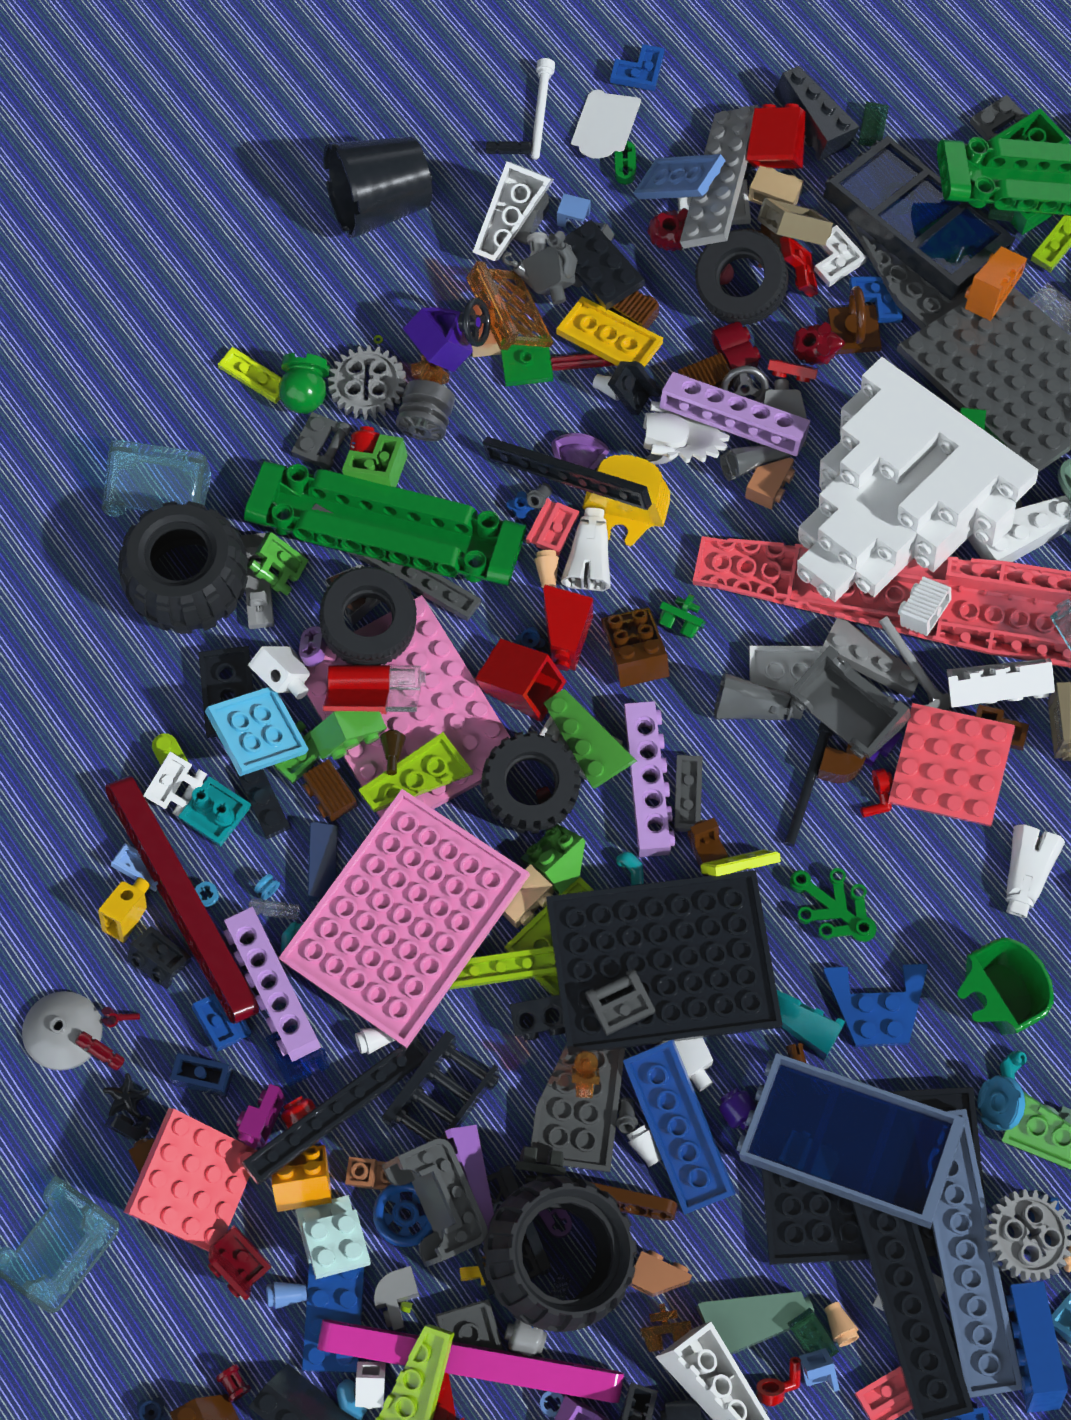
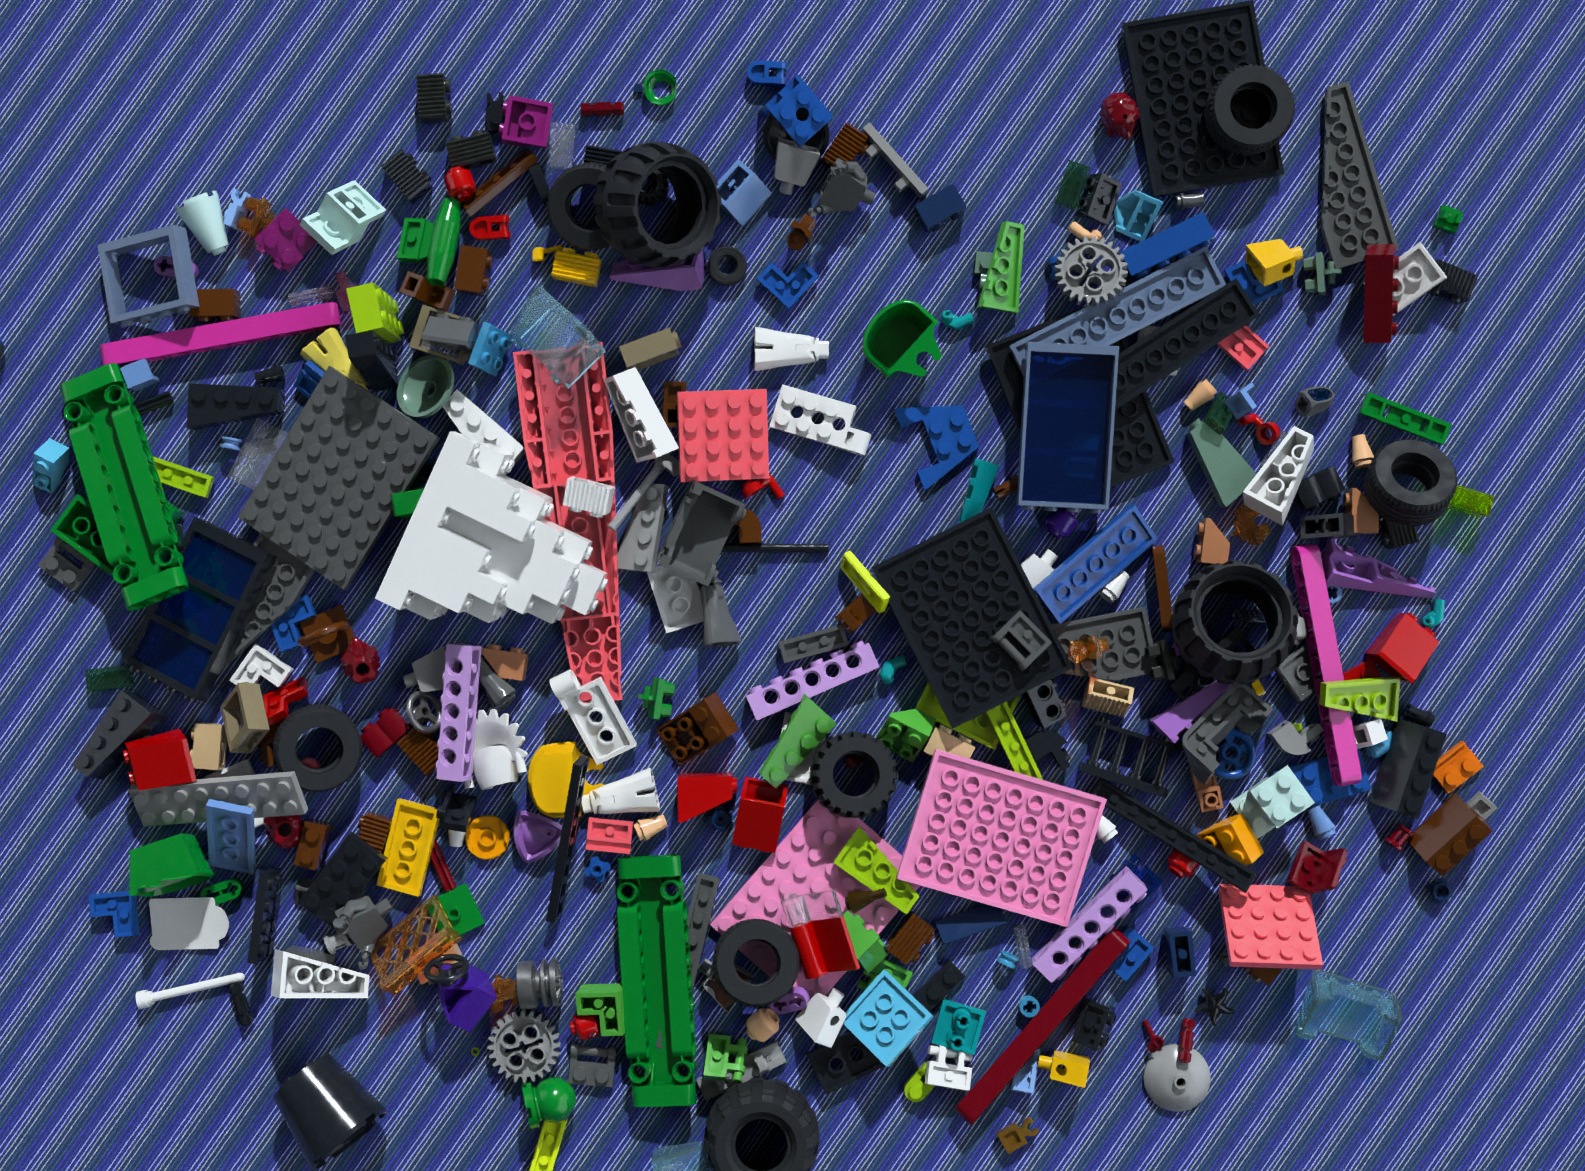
camera: 110 degrees left, 20 degrees up
(72, 832) = (1014, 1137): none -> pearl gold plate
(123, 1126) = (1240, 995): black bracket -> none
(257, 1124) = (1205, 893): magenta plate -> none
(288, 934) = (1040, 925): teal arm -> none
(297, 613) = (762, 1024): none -> light nougat head
(492, 1008) = (1047, 742): none -> black brick
(520, 1090) = (1107, 697): none -> tan brick
(537, 497) = (589, 857): dark grey pin -> none
(573, 208) = (290, 922): medium blue panel -> none
(588, 184) = (264, 911): none -> black plate
(592, 413) = (487, 837): none -> light orange tile
(626, 1121) = (1103, 605): dark grey pin -> none
(645, 251) = (313, 844): none -> reddish brown brick
(669, 117) = (167, 866): none -> green piece
(719, 525) = (568, 691): none -> white hinge
(782, 368) = (393, 679): red plate -> none
(835, 908) = (871, 494): green plant -> none
(908, 898) = (847, 439): none -> white hinge
(994, 282) = (252, 521): orange wedge -> none
(1001, 1103) = (991, 320): dark azure tile -> none

